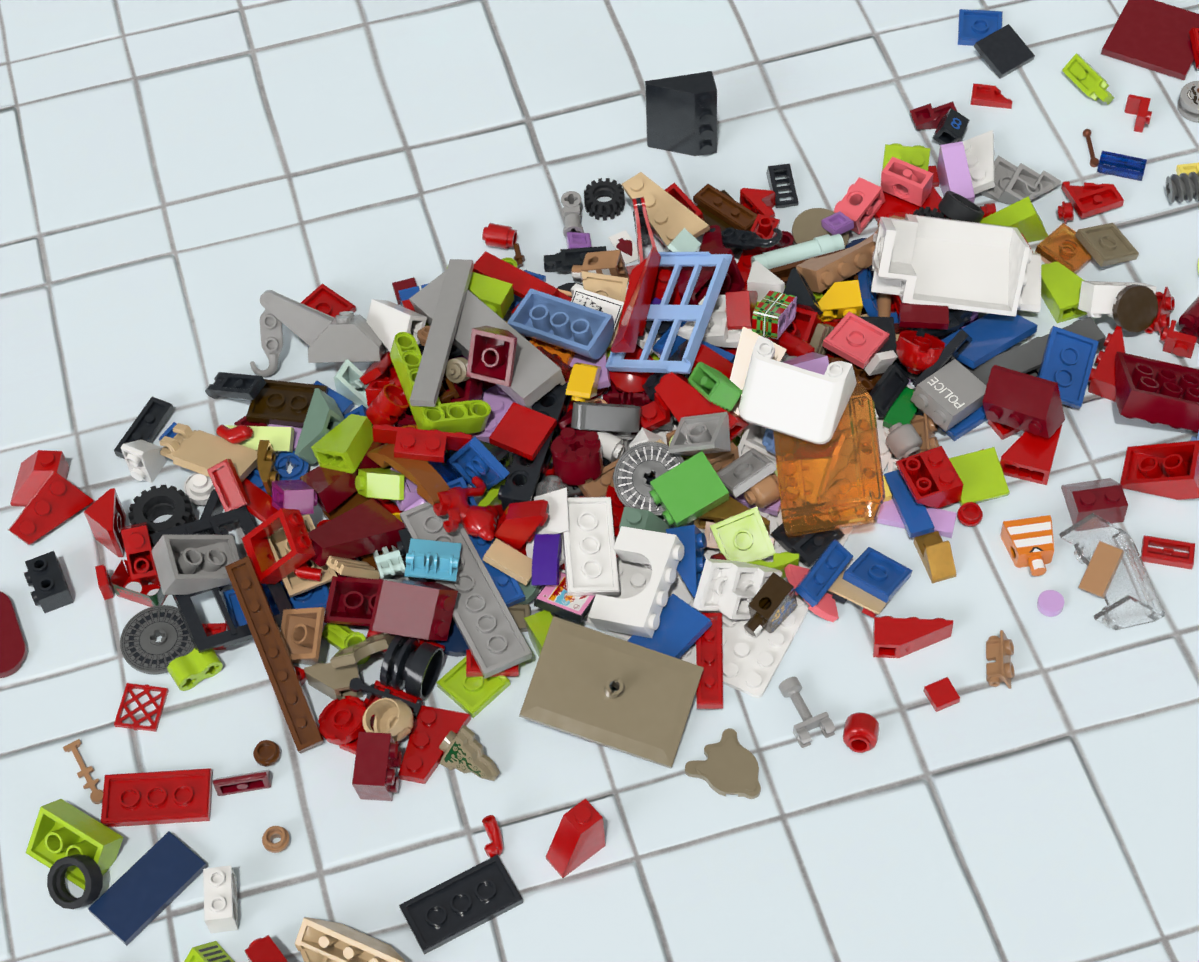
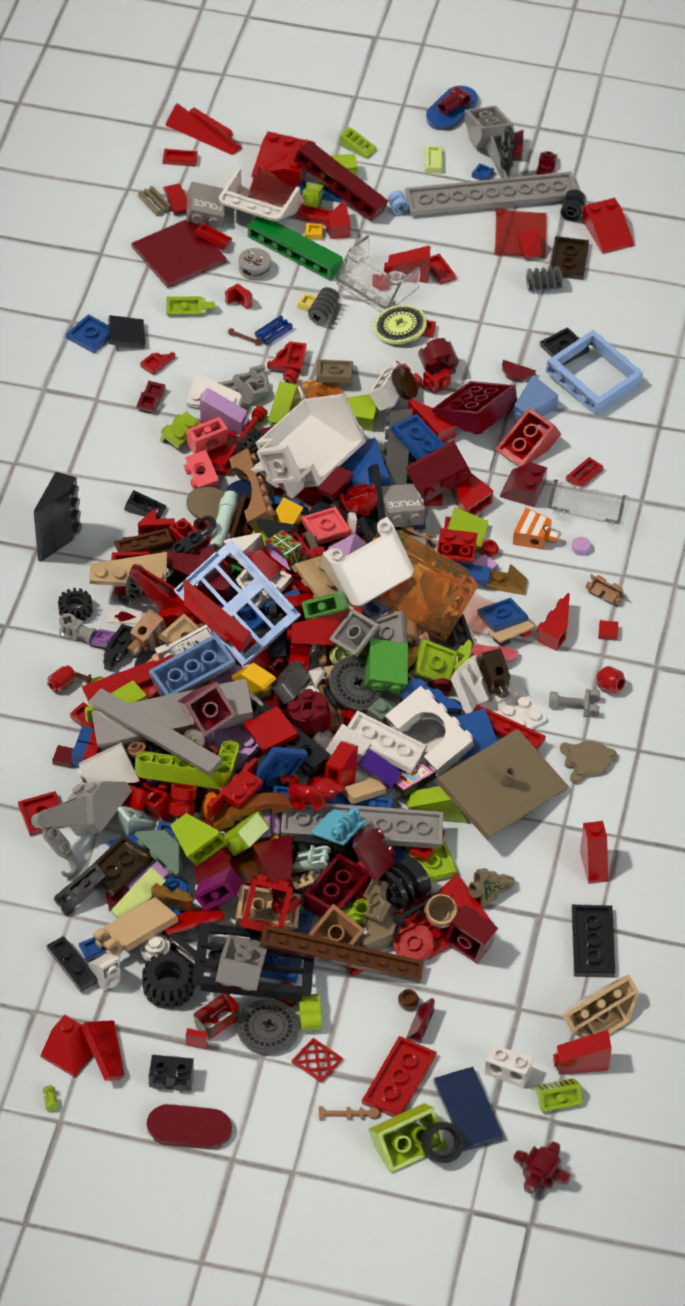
camera: 65 degrees left, 5 degrees down
(106, 519) = (154, 1011): red slope -> none
(138, 550) = (198, 995): red slope -> none
(228, 485) = (178, 923): tile -> none
(236, 434) = (129, 905): red arm -> none
(272, 833) = (479, 1015): medium nougat plate -> none
(495, 837) = (558, 900): red arm -> none
(683, 243) = (177, 572): light aqua slope -> none
(823, 573) = (487, 635): blue tile -> none
(837, 223) = (213, 489): medium lavender tile -> none
(951, 127) = (174, 393): black brick -> none
(960, 208) = (258, 421): black tyre -> none
(1101, 569) = (579, 506): medium nougat tile -> none

